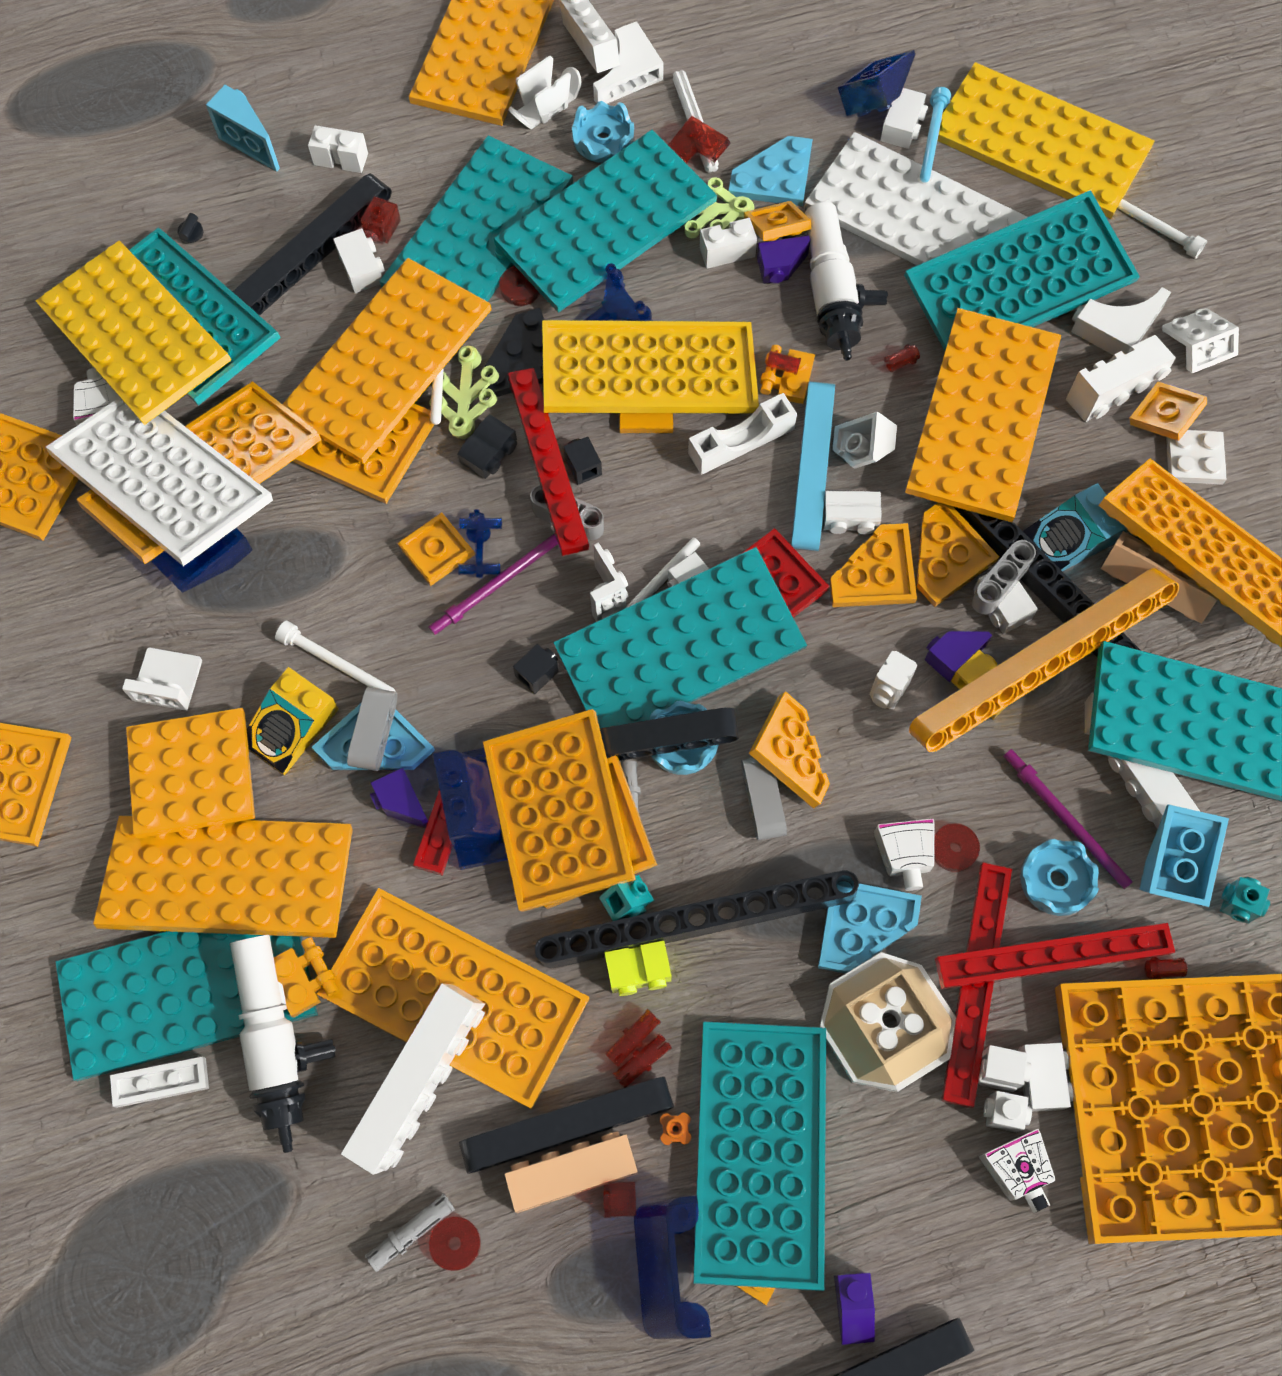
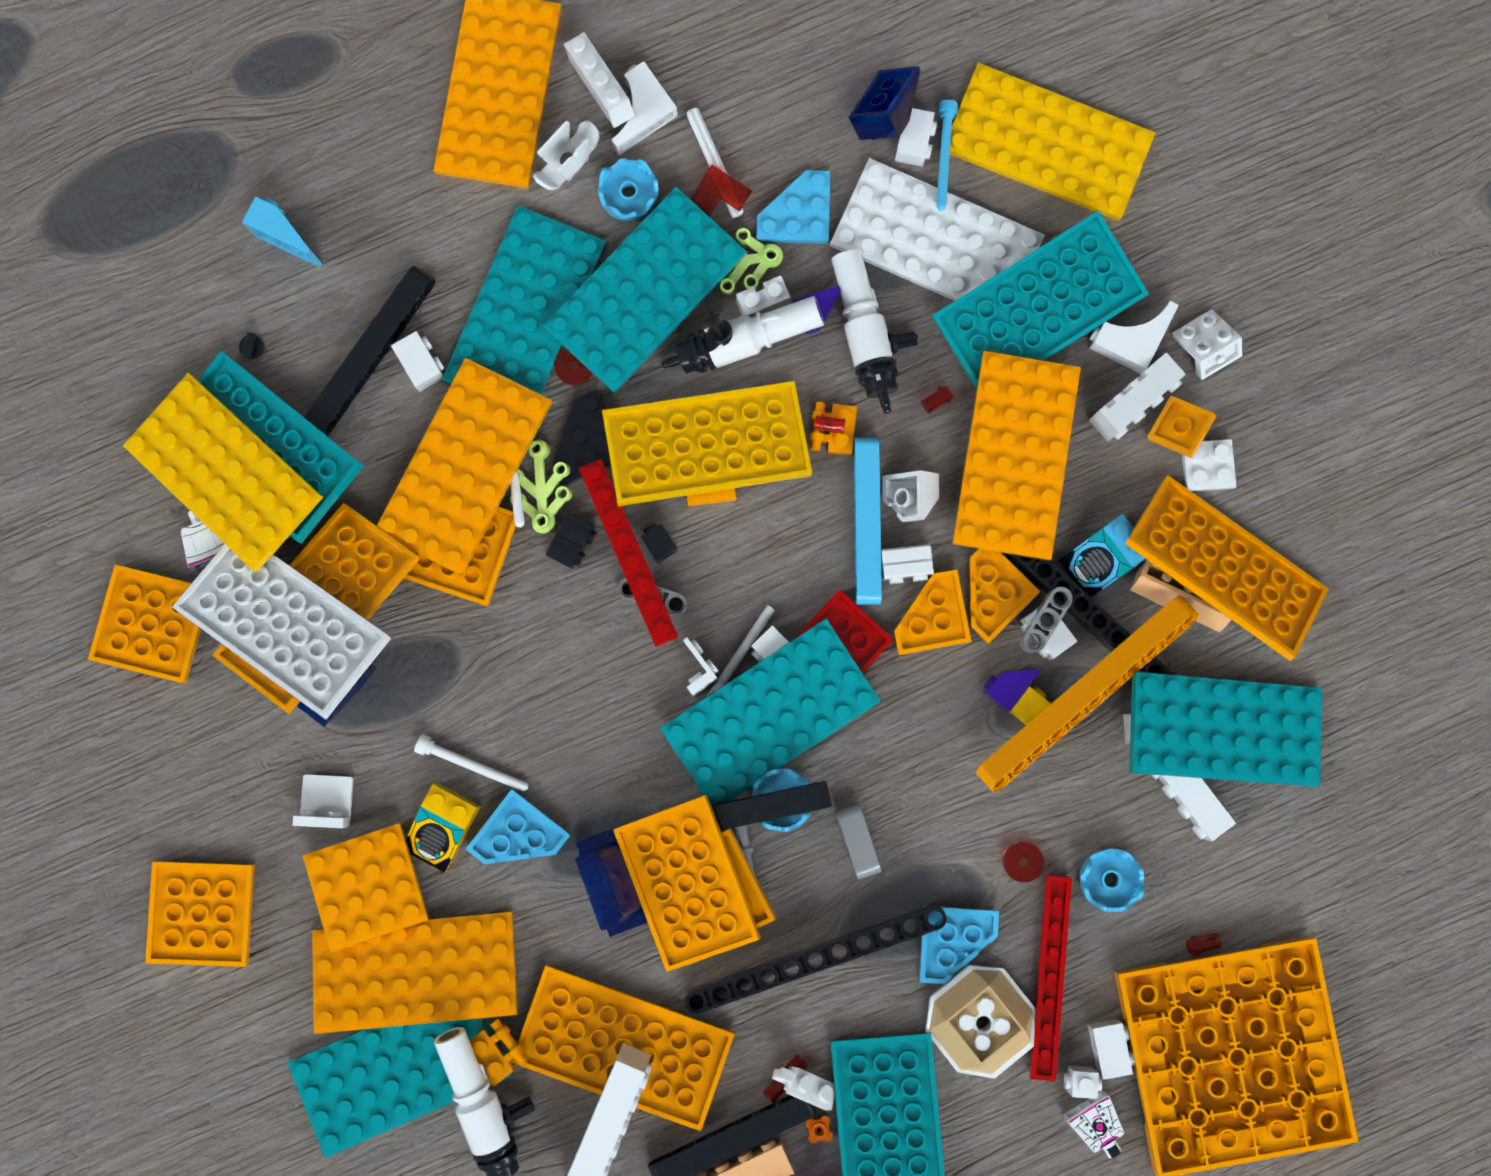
camera: 10 degrees left, 15 degrees up
(159, 1082) = (395, 1150): white plate -> none
(338, 146) = (369, 238): white brick -> none
(372, 729) = (516, 829): light grey beam -> none
(380, 220) = (431, 317): clear red brick -> none
(398, 798) = (549, 885): dark purple slope -> none
(435, 844) = (585, 922): red plate -> none
(436, 549) = (540, 646): light orange plate -> none
(455, 613) = (567, 706): magenta bar -> none
(478, 532) = (576, 630): clear blue axle -> none
(536, 668) = (648, 749): black brick -> none
(617, 302) = (668, 378): clear blue axle -> none
(626, 899) = (756, 952): teal brick -> none
(632, 1037) = (774, 1060): clear red pin -> none
(638, 968) = (772, 1004): neon yellow brick -> none
(666, 1068) = (806, 1086): none -> white hinge
(702, 269) = (743, 336): none -> white piece
(767, 423) = (799, 502): white arch -> none
(778, 221) = (806, 271): light orange plate -> none
(790, 751) = (875, 798): light orange plate -> none
(892, 680) = (957, 726): white brick -> none
(907, 849) = (984, 872): white torso -> none
(1004, 1069) = (1077, 1052): white brick -> none
(1027, 774) = (1078, 789): magenta bar -> none
(1054, 955) = (1112, 949): red plate -> none
(1185, 855) = (1214, 856): medium azure slope -> none
(1192, 244) = (1195, 242): white piece -> none
(1245, 900) = (1257, 879): teal brick -> none

